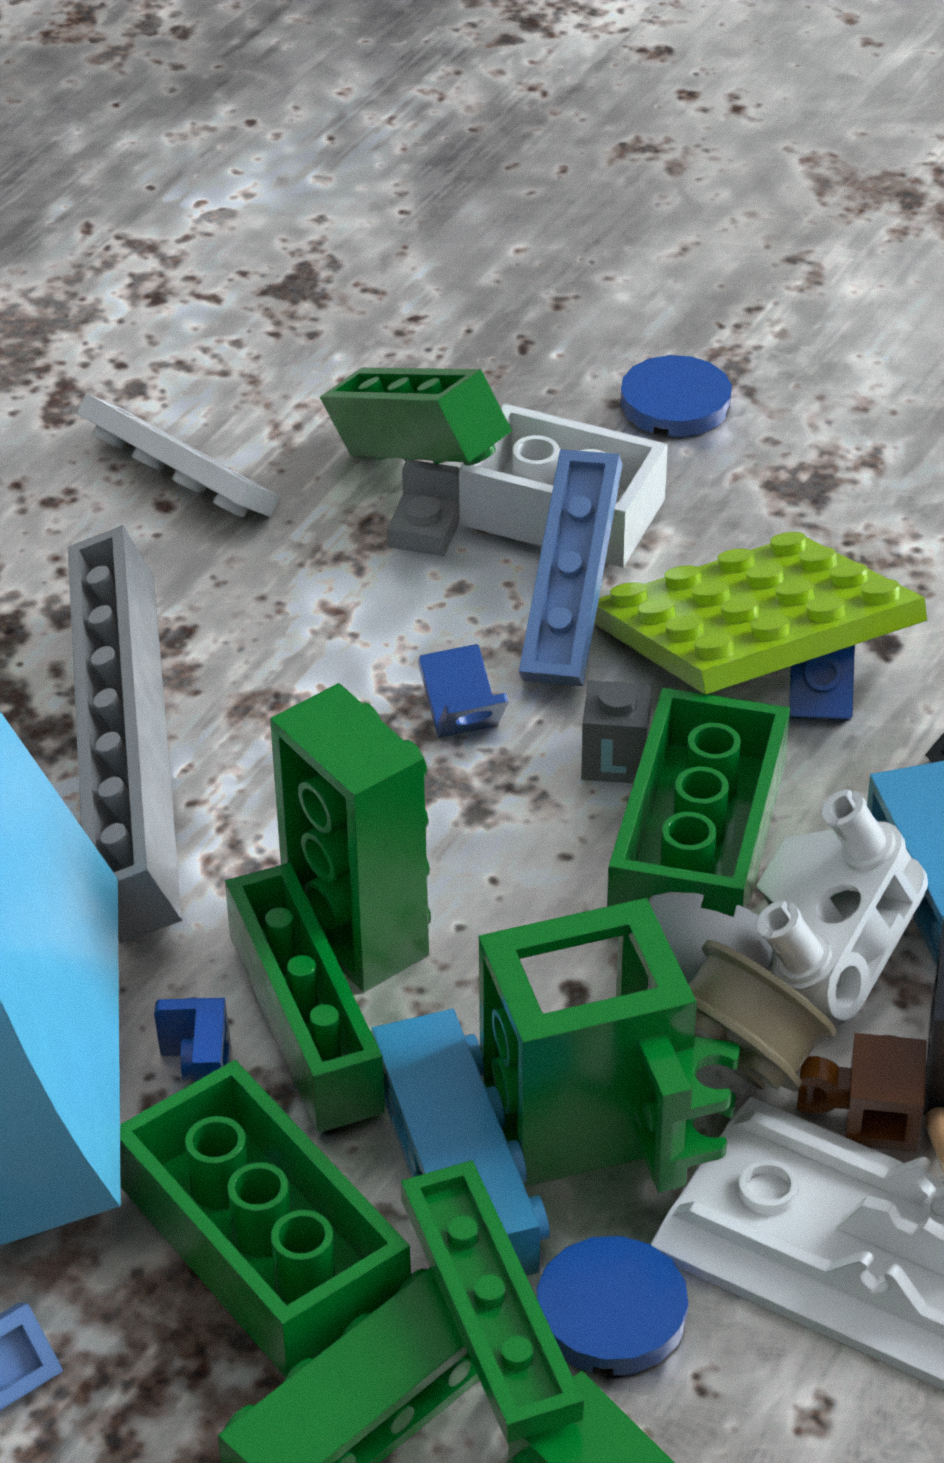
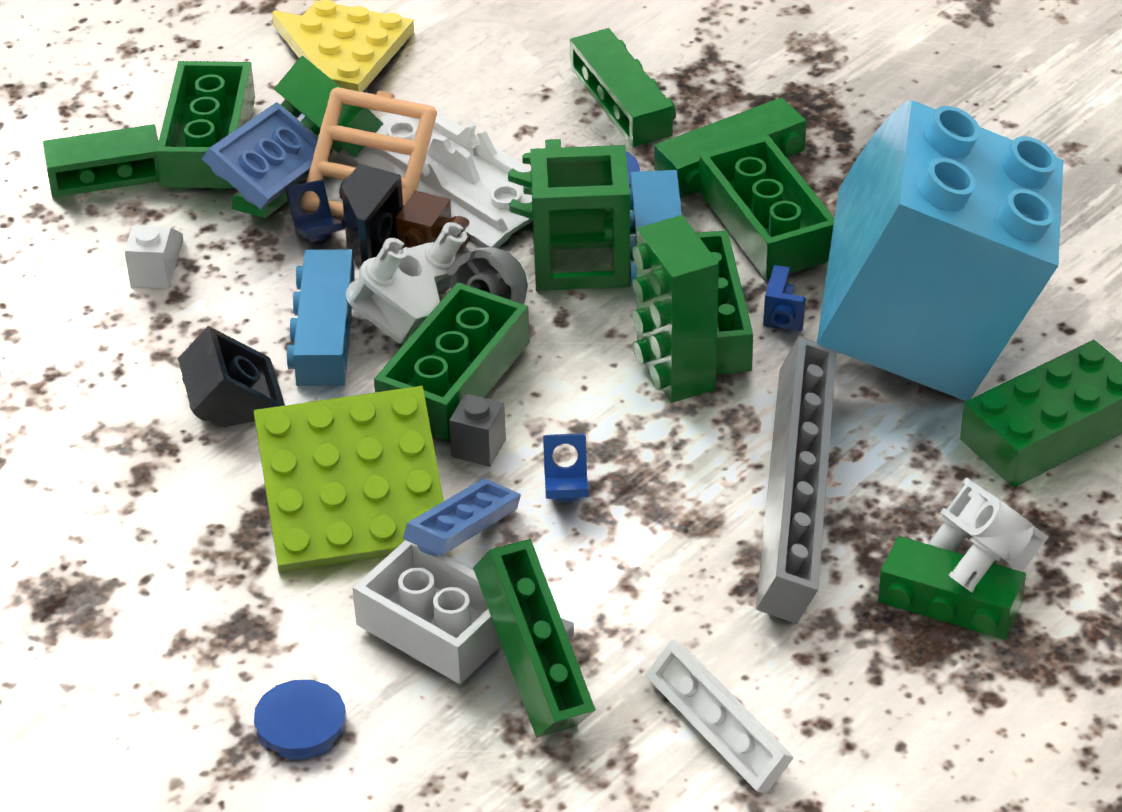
camera: 165 degrees left, 0 degrees up
(491, 1302) = (668, 131): green plate -> none
(758, 1012) = (490, 209): dark tan wheel -> none

